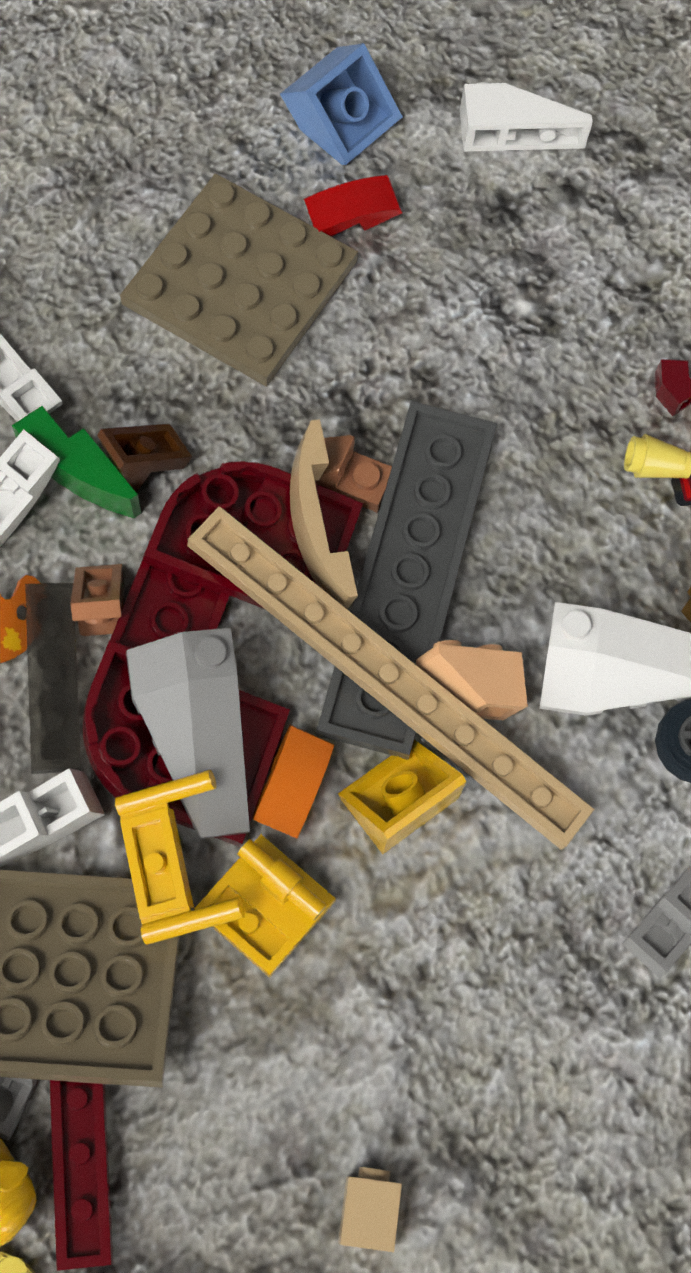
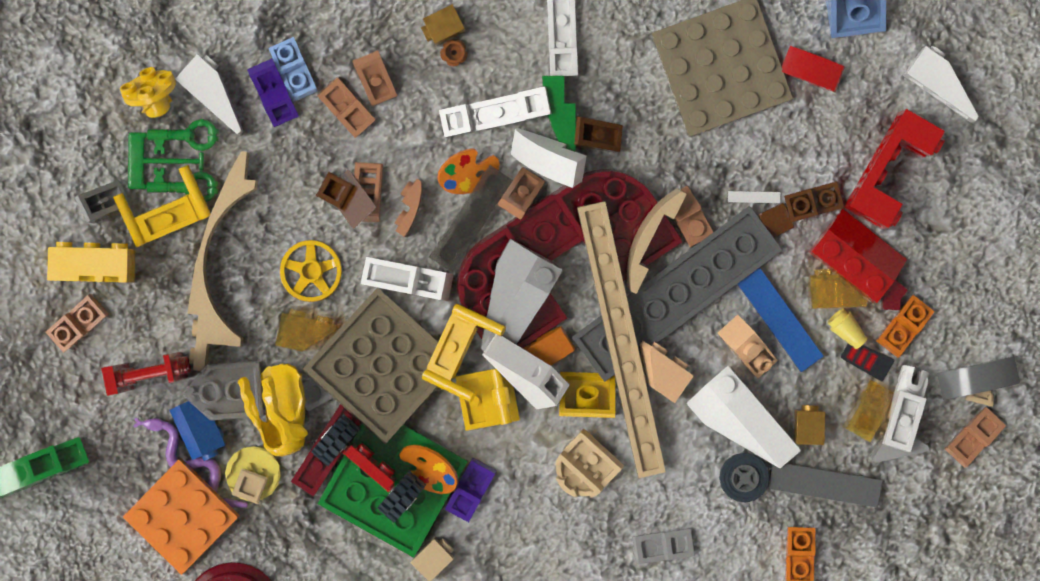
camera: 50 degrees right, 20 degrees up
(82, 1134) = (401, 495): none -> black plate
(98, 514) = (548, 157): none -> white slope
(223, 1150) = (357, 495): none -> green plate
(273, 1075) = (435, 472): none -> orange piece
(295, 816) = (527, 373): none -> white slope
(344, 1061) = (470, 489): none -> dark purple slope
(403, 399) = (753, 197): none -> white sticker
(458, 394) = (776, 220): none -> reddish brown slope
(480, 892) = (586, 466): none -> tan slope
(485, 345) = (814, 201): none -> reddish brown slope
(534, 186) = (914, 135): none -> red plate
(555, 569) = (747, 346): none -> light nougat slope
(566, 513) = (780, 320): none -> blue tile
(594, 374) = (858, 256): none -> red slope
(601, 429) = (831, 291): none -> clear yellow slope

